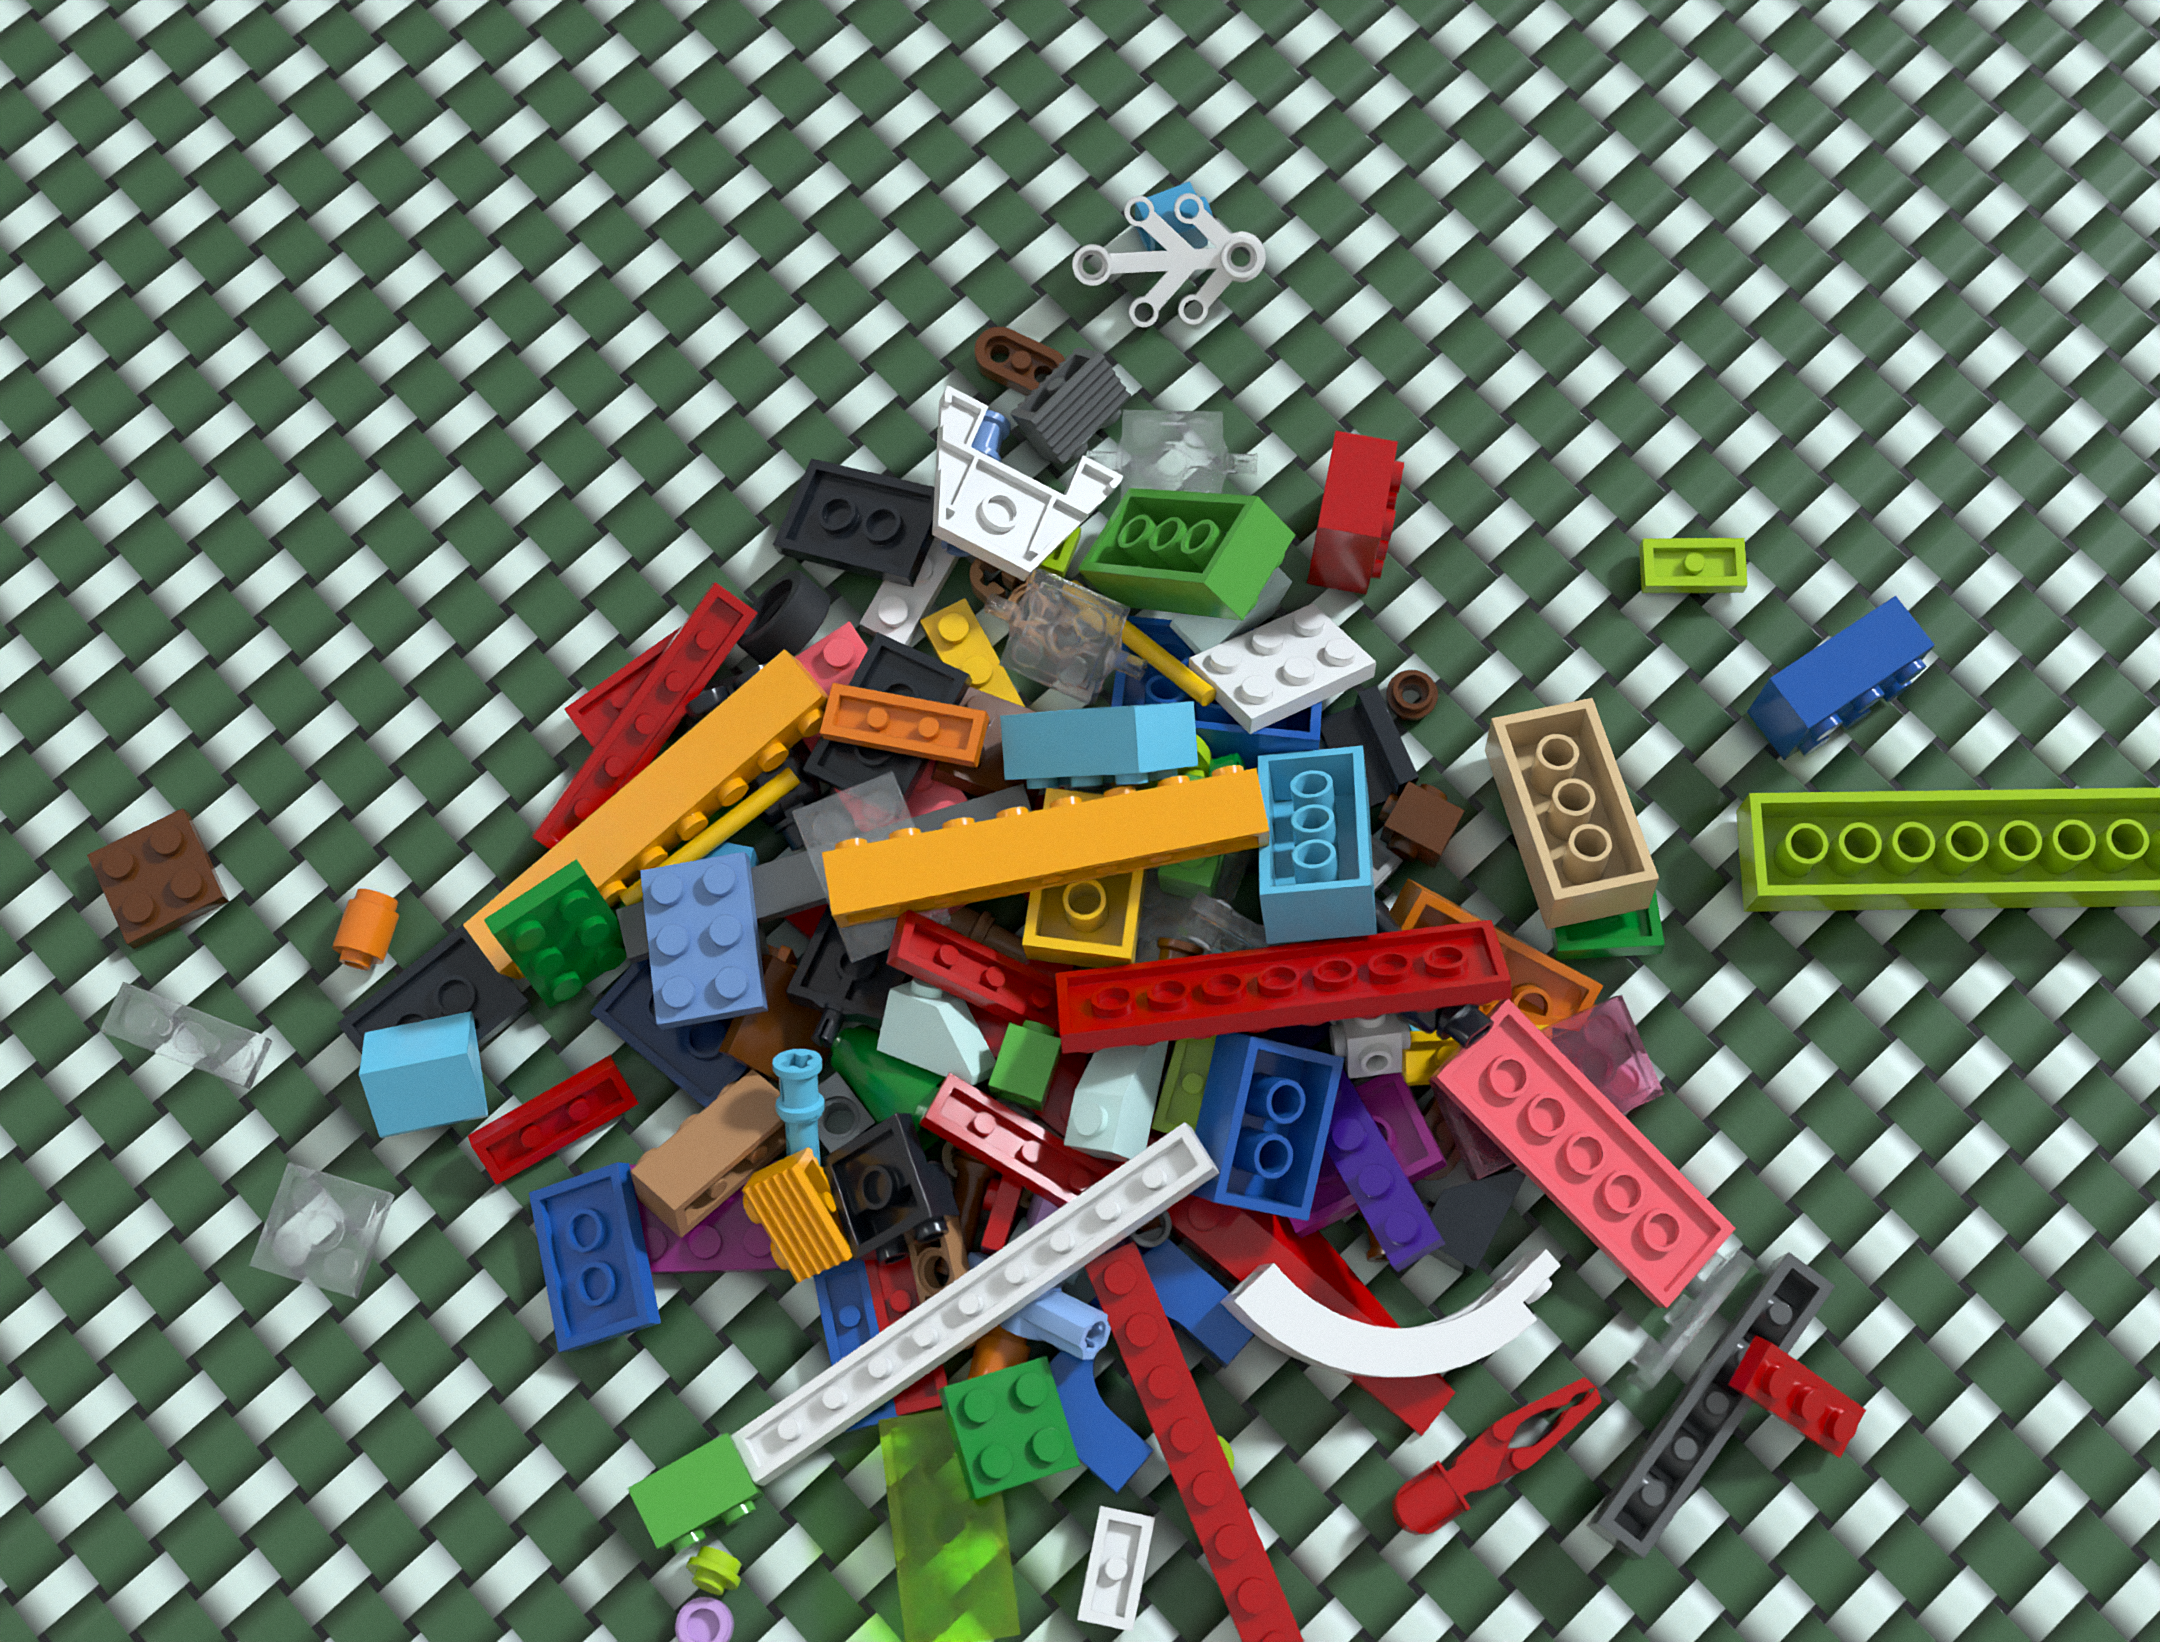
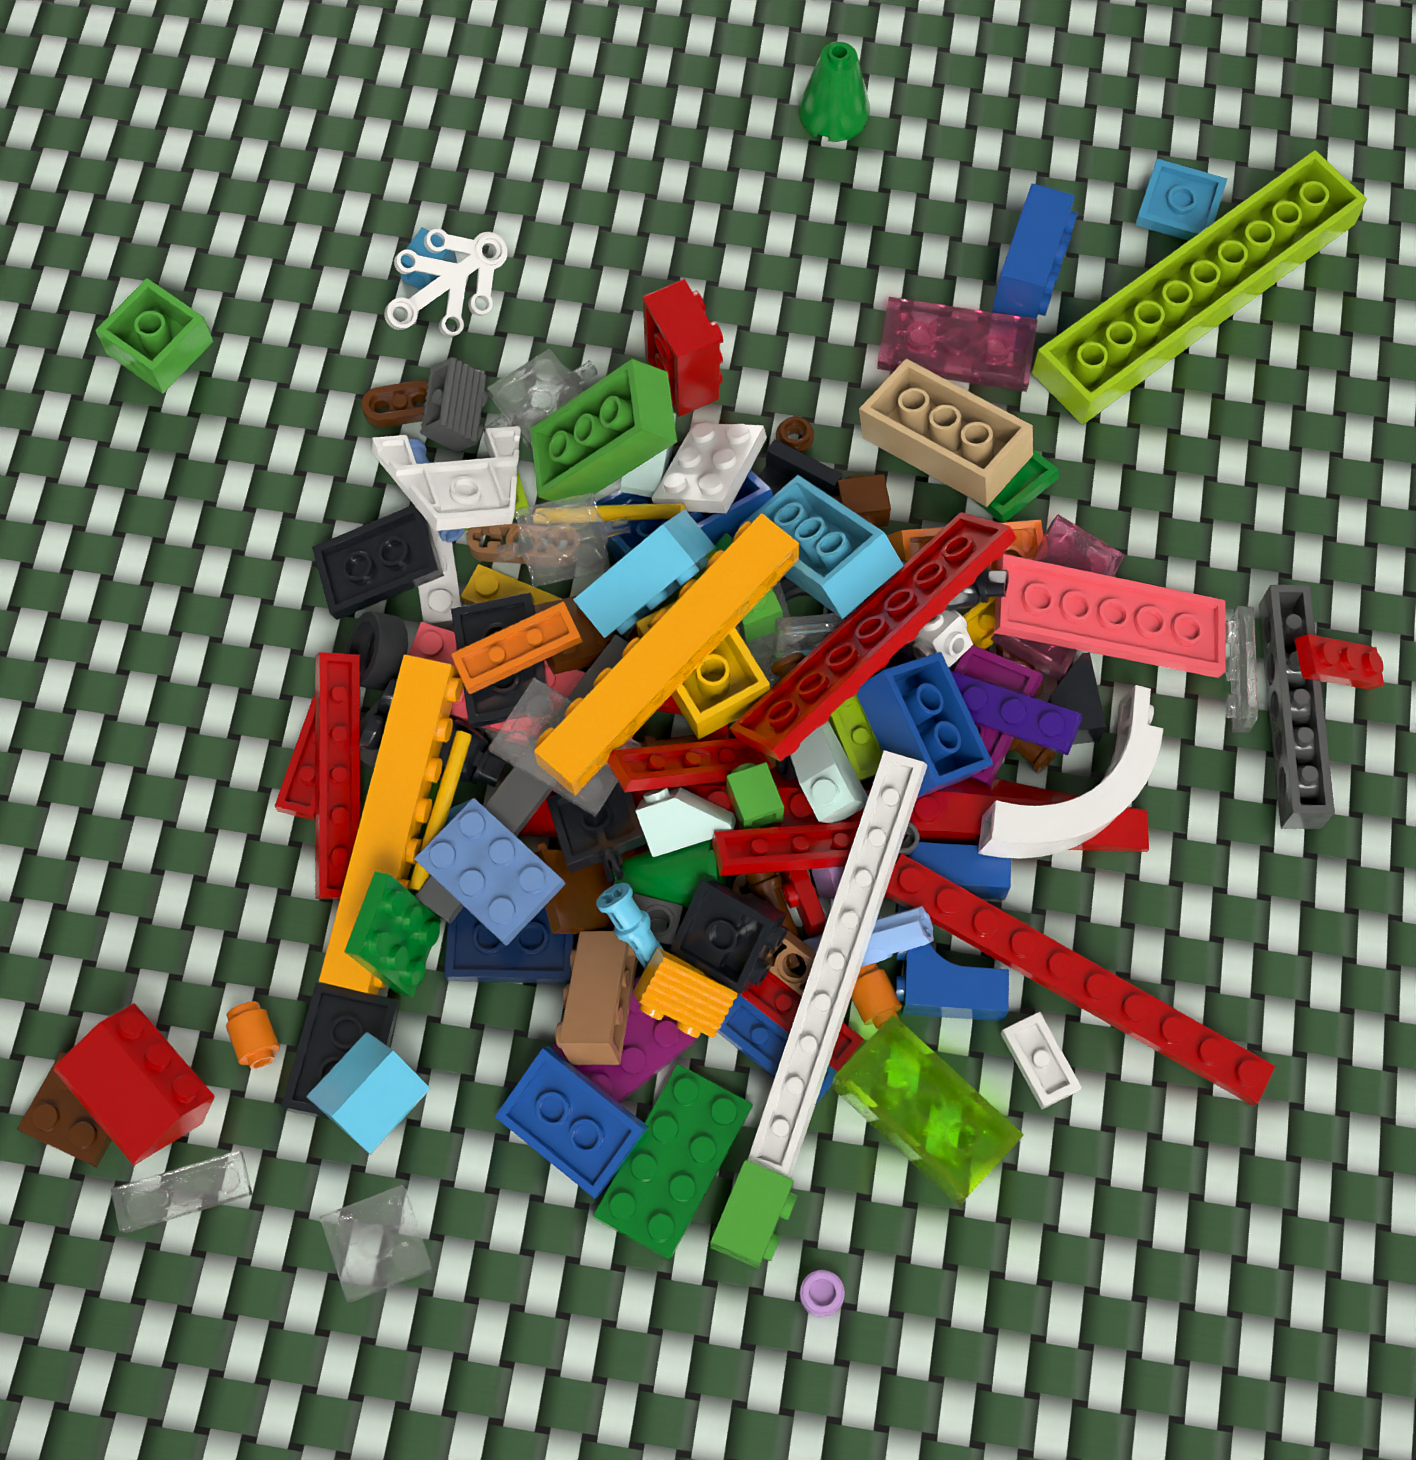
camera: 40 degrees left, 5 degrees down
(216, 896) = (135, 1084): none -> red slope
(552, 1119) = (473, 1060): red plate -> none
(667, 1376) = (673, 1162): none -> green plate
(714, 1570) = (802, 1252): lime plate -> none
(826, 114) = (154, 335): none -> bright green brick
(1008, 1428) = (917, 1019): green plate -> none
(1437, 1495) = (1188, 866): red arm -> none
(1677, 719) = (959, 343): none -> clear pink plate
(1693, 565) = (896, 253): lime plate -> none
(1769, 337) = (835, 95): none -> green cone
(2078, 732) = (1180, 200): none -> dark azure plate

